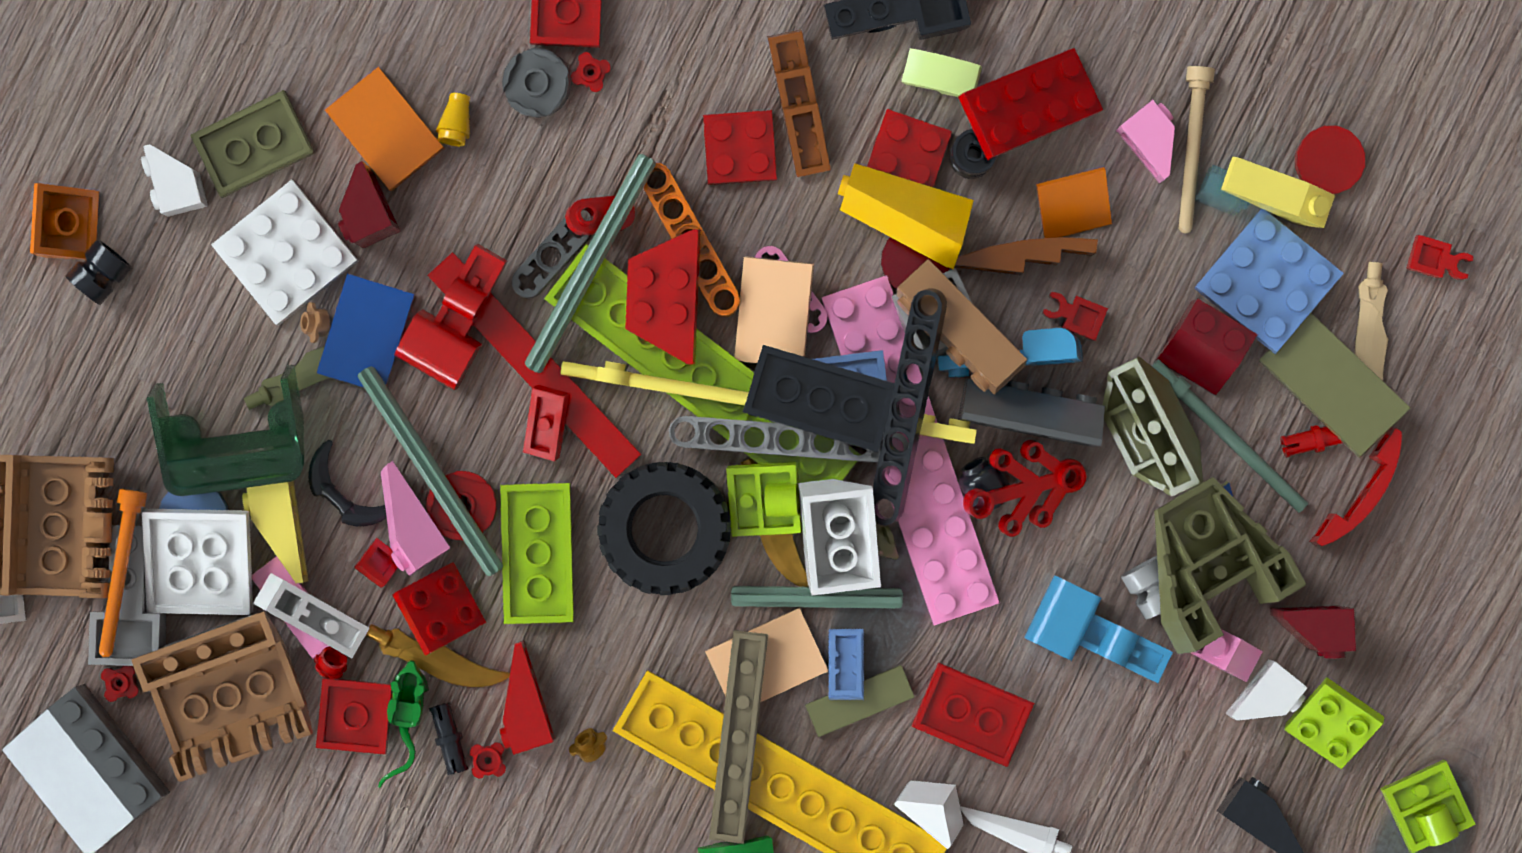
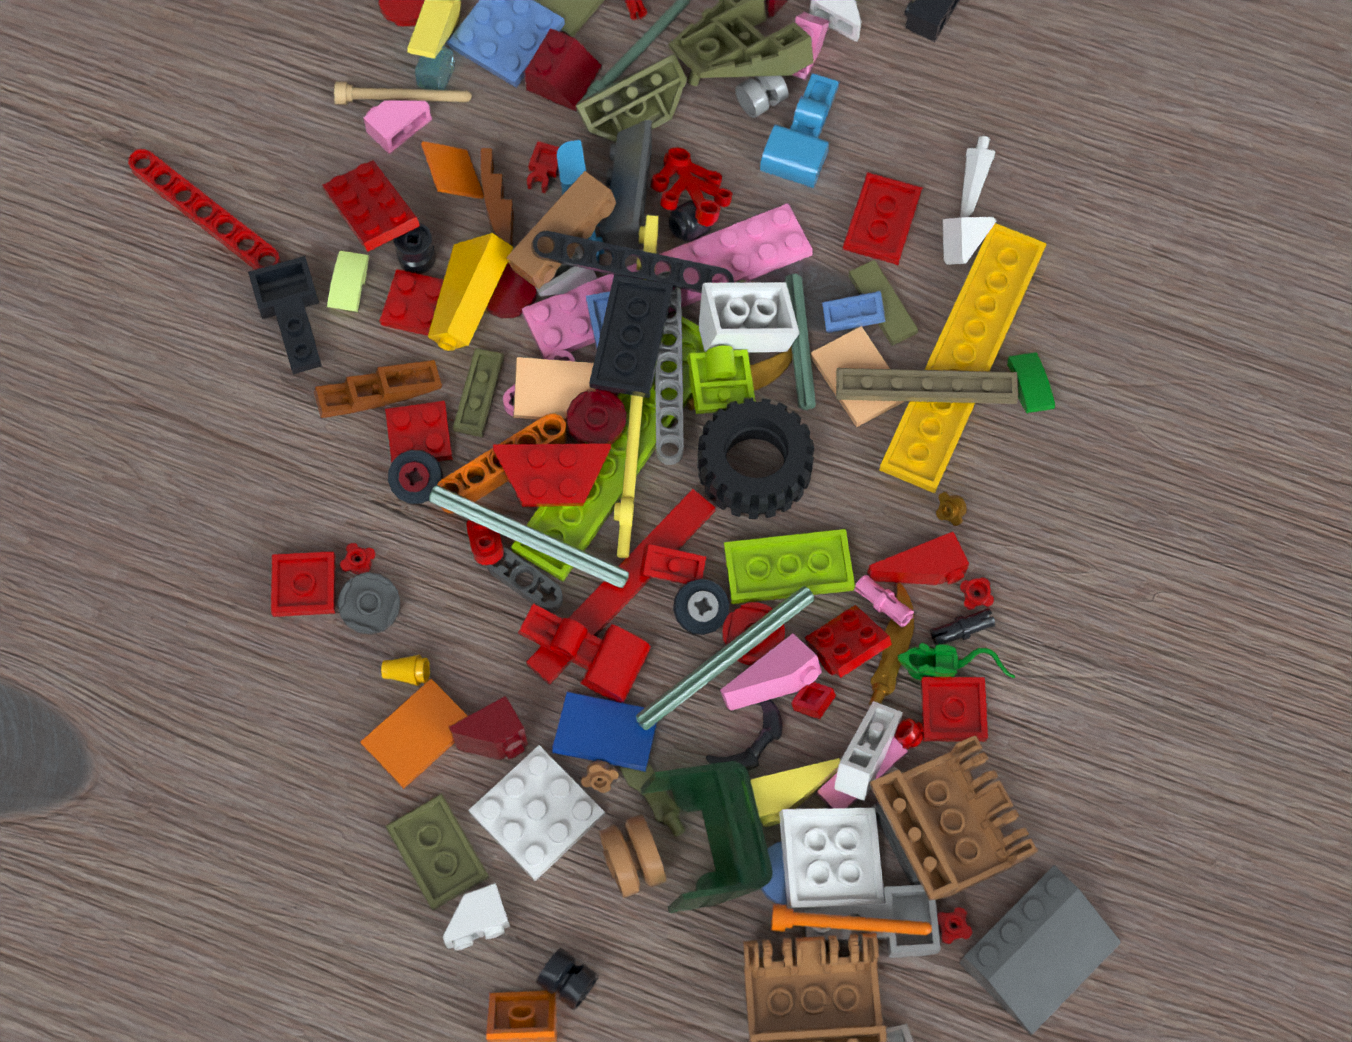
camera: 95 degrees left, 20 degrees down
(214, 344) = (633, 855): none -> medium nougat wheel
(484, 654) = (884, 600): none -> bright pink pin
(510, 450) = (690, 604): none -> black wheel
(693, 145) = (425, 477): none -> black wheel
(730, 350) = (596, 417): none -> dark red tile
(786, 219) = (478, 392): none -> olive tile

